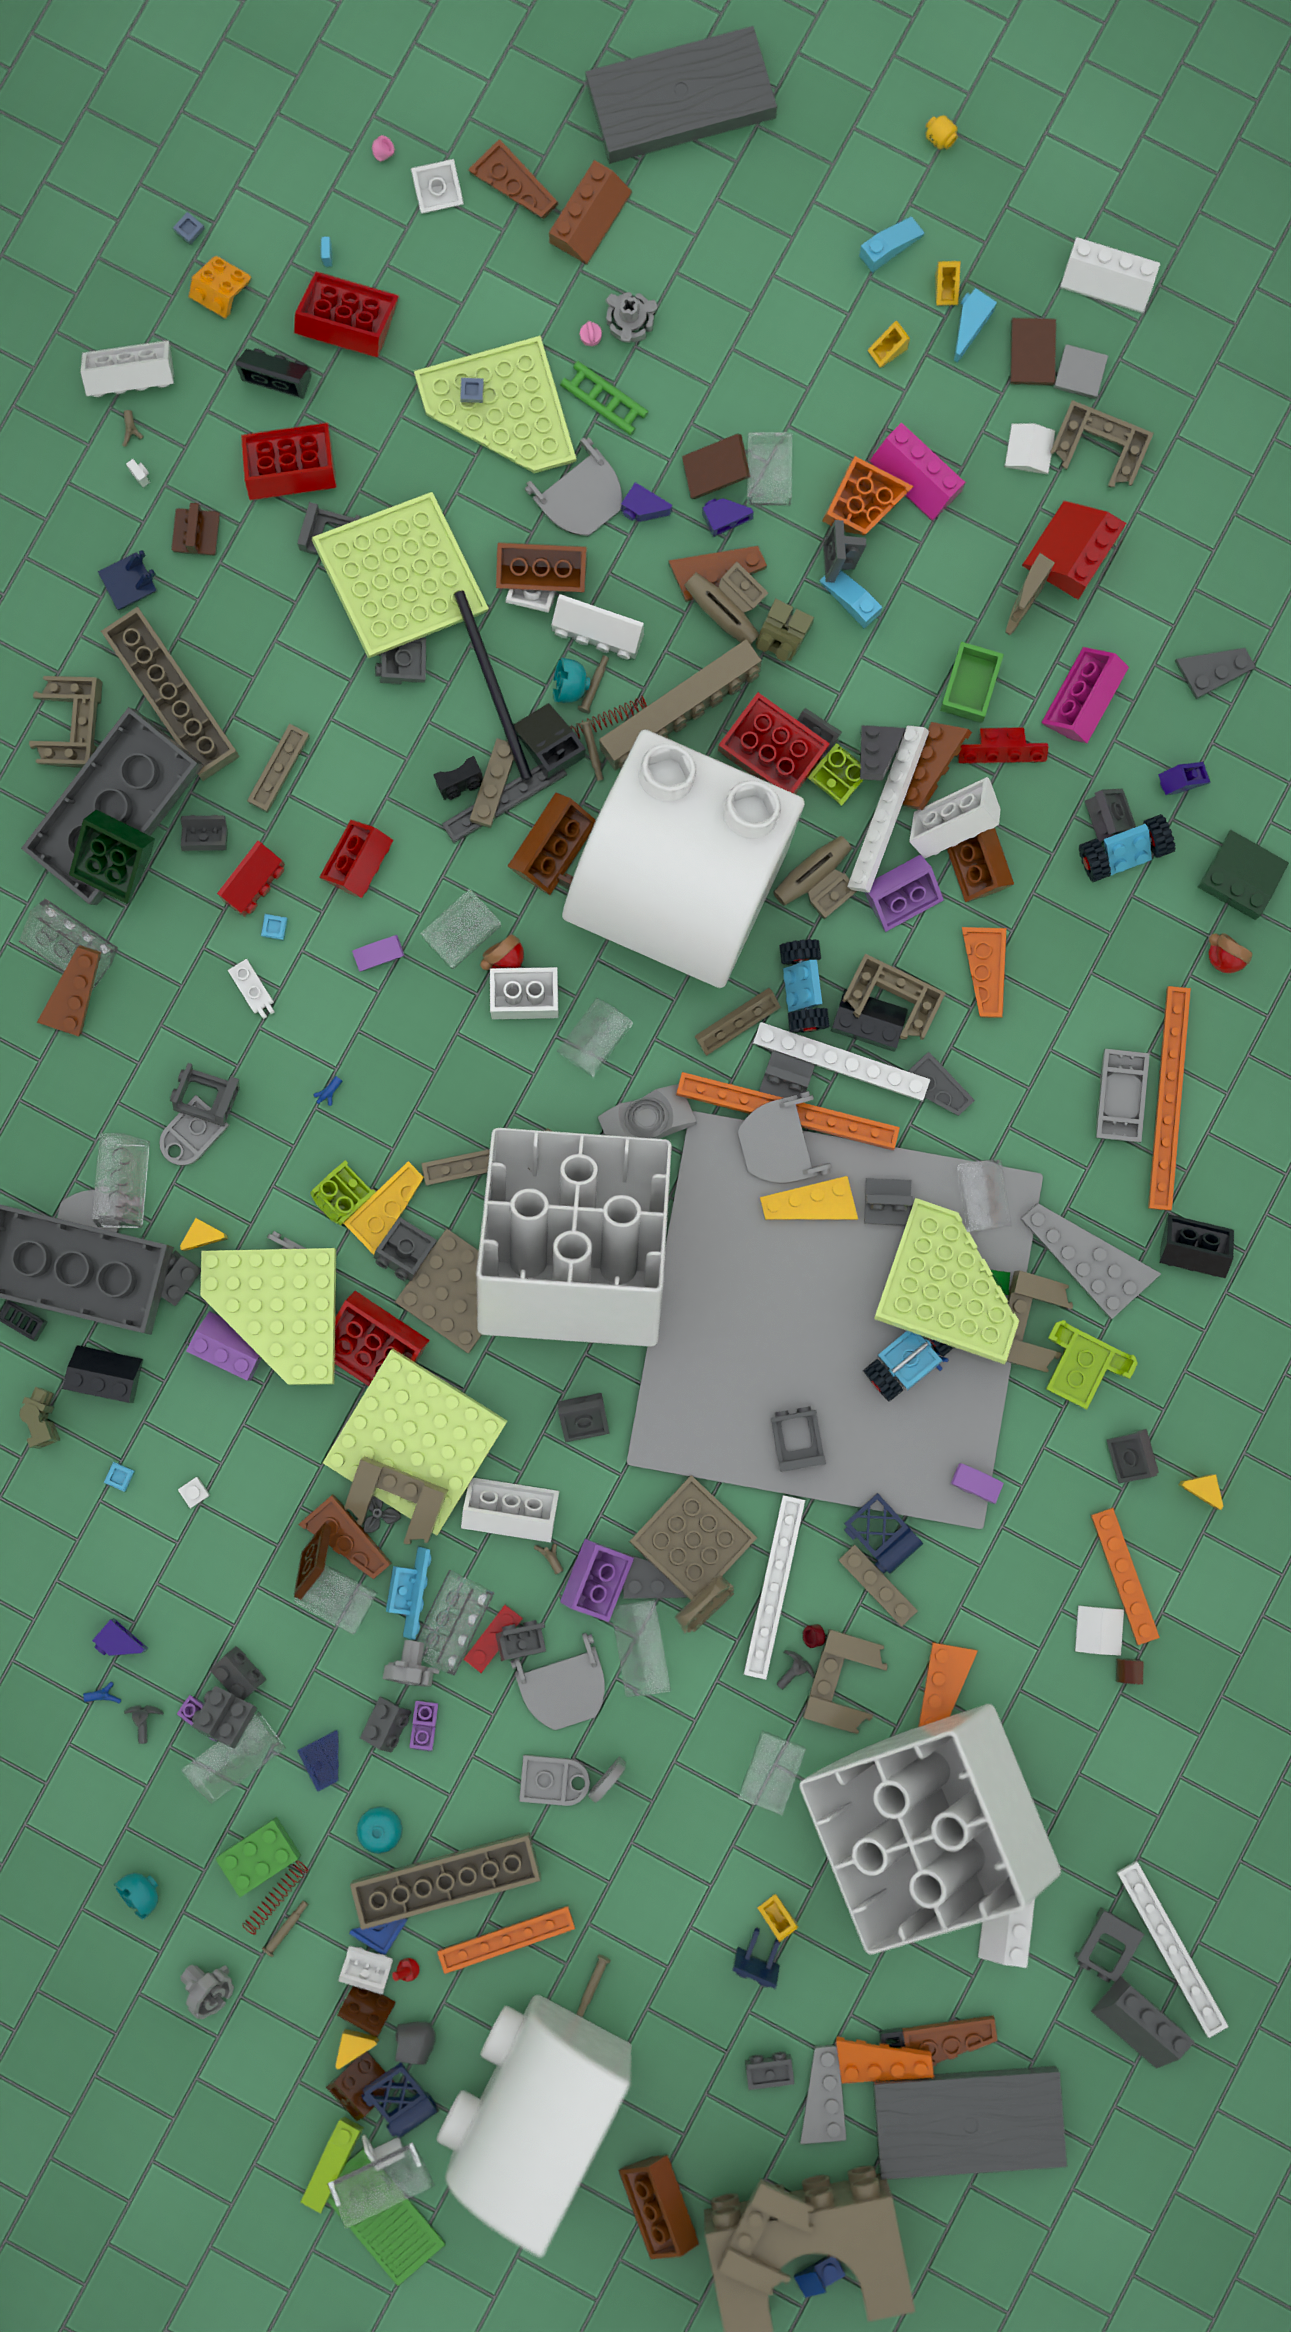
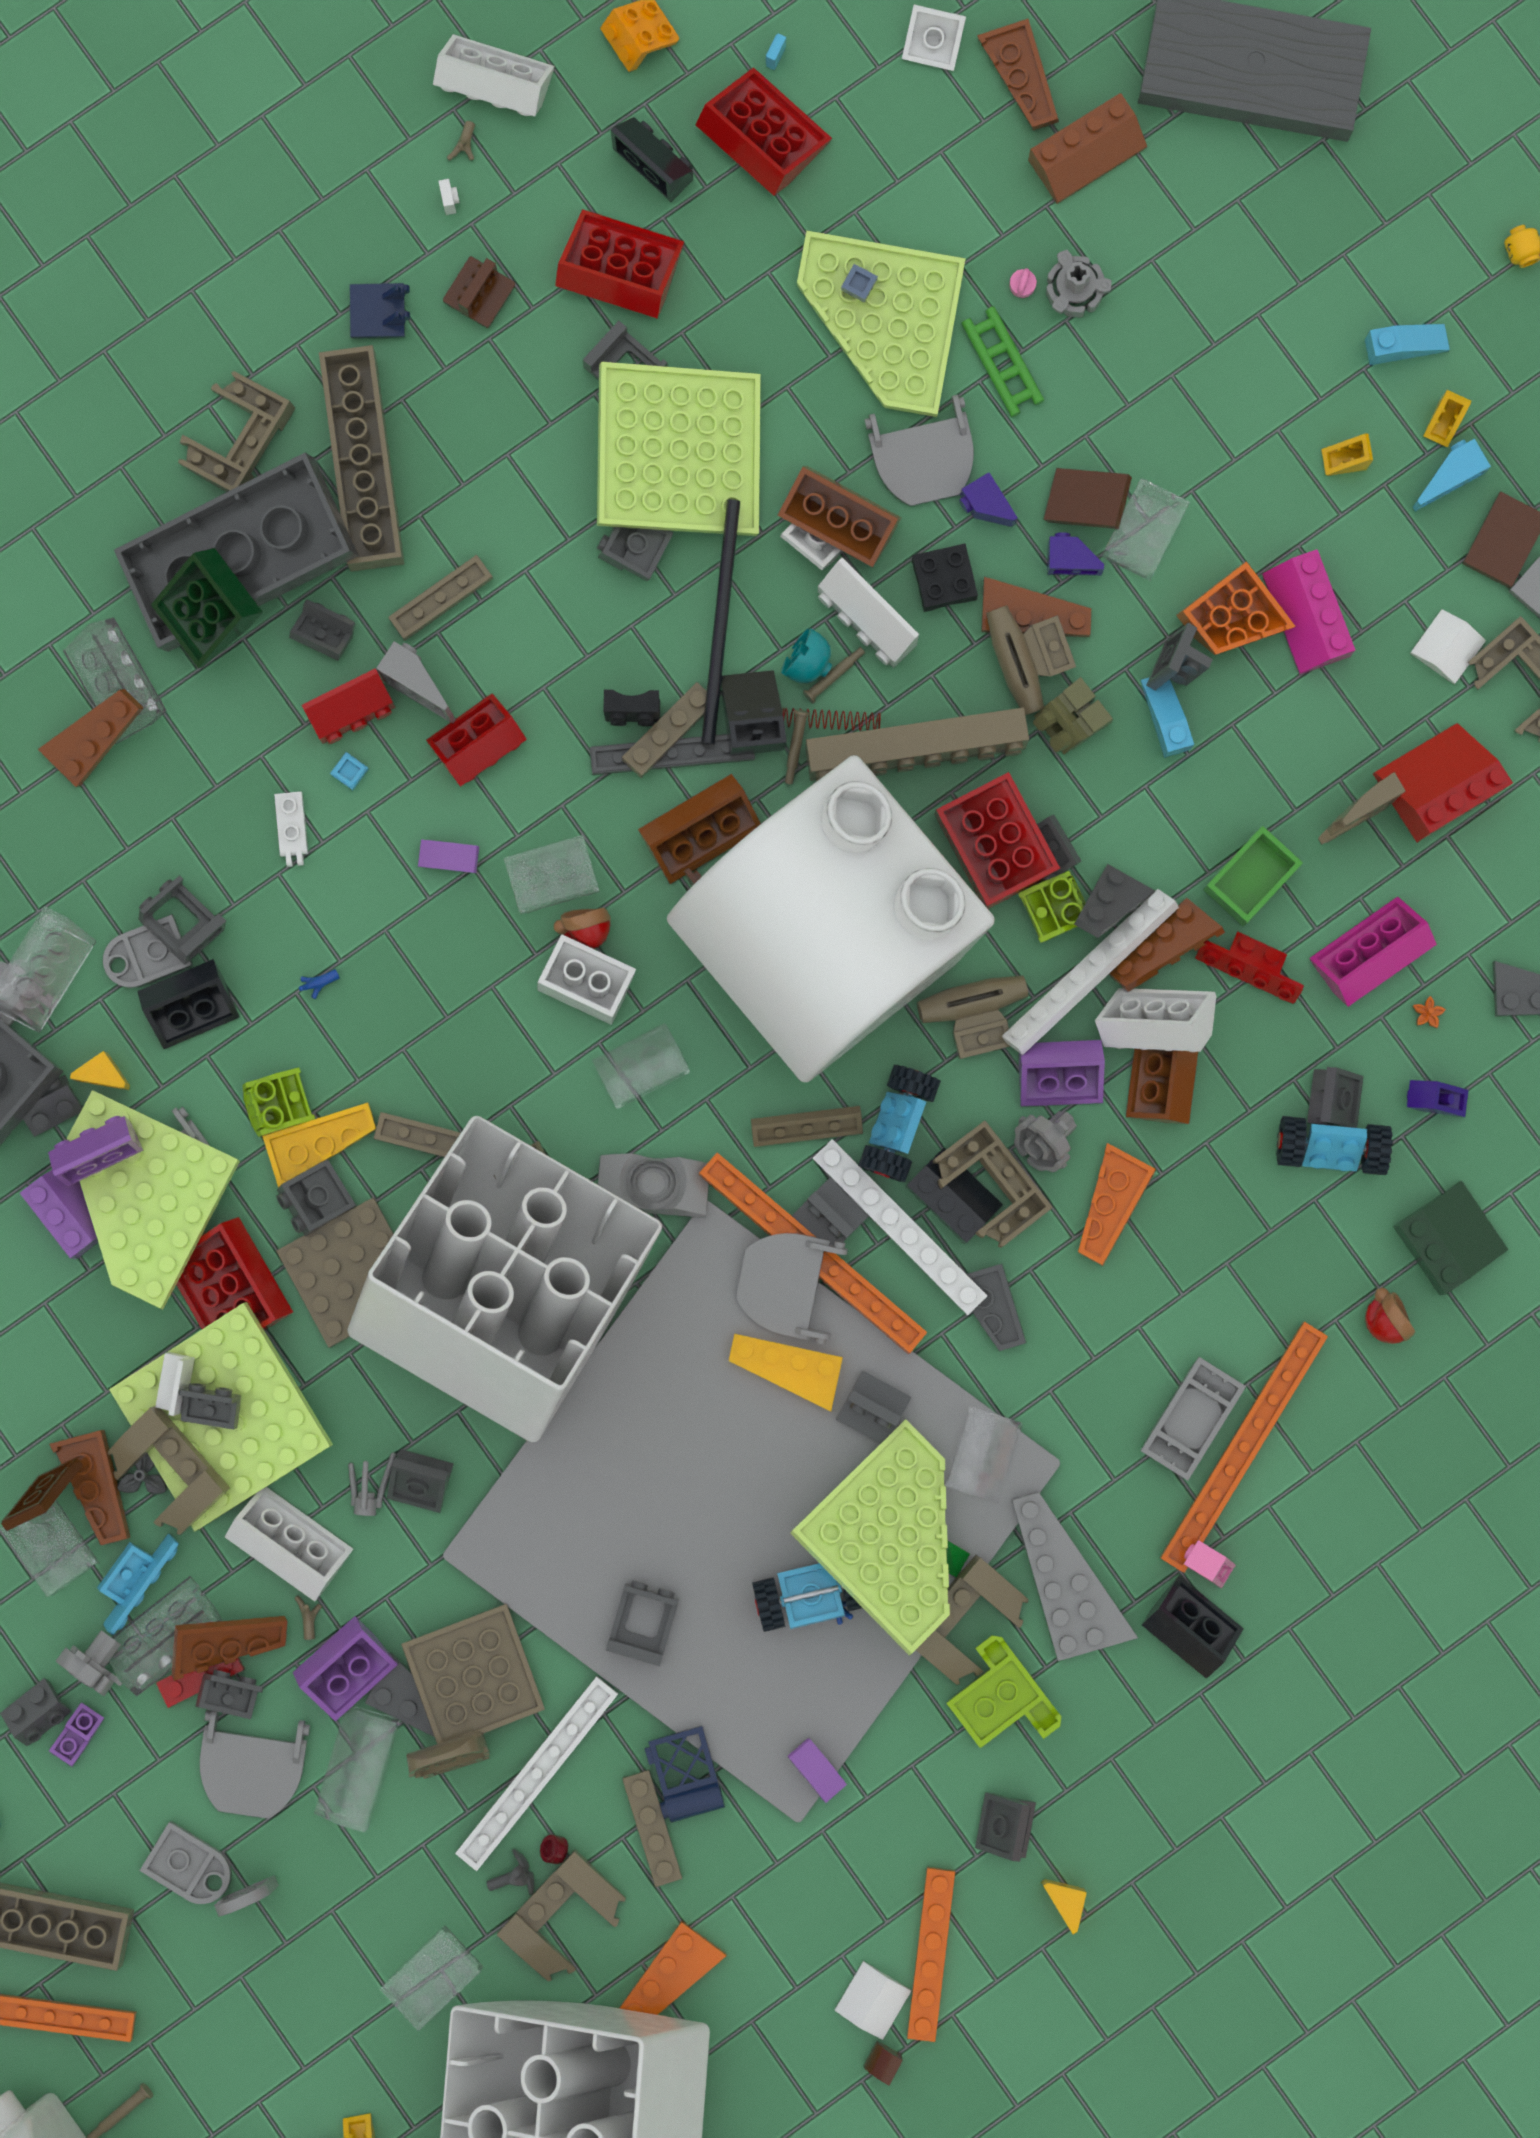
camera: 20 degrees right, 0 degrees up
(226, 1292) = (94, 1150): none -> medium lavender slope
(240, 1154) = (188, 1004): none -> black slope
(286, 836) = (405, 672): none -> light grey slope
(369, 1433) = (174, 1376): none -> white panel
(404, 1437) = (210, 1407): none -> dark grey bracket
(491, 1608) = (212, 1643): none -> dark orange wing
(550, 1452) = (364, 1501): none -> light grey plant
(640, 574) = (944, 577): none -> black brick
(915, 944) = (1045, 1140): none -> light grey piece
(1147, 720) = (1428, 1013): none -> orange plant
(1186, 1194) = (1209, 1563): none -> bright pink slope

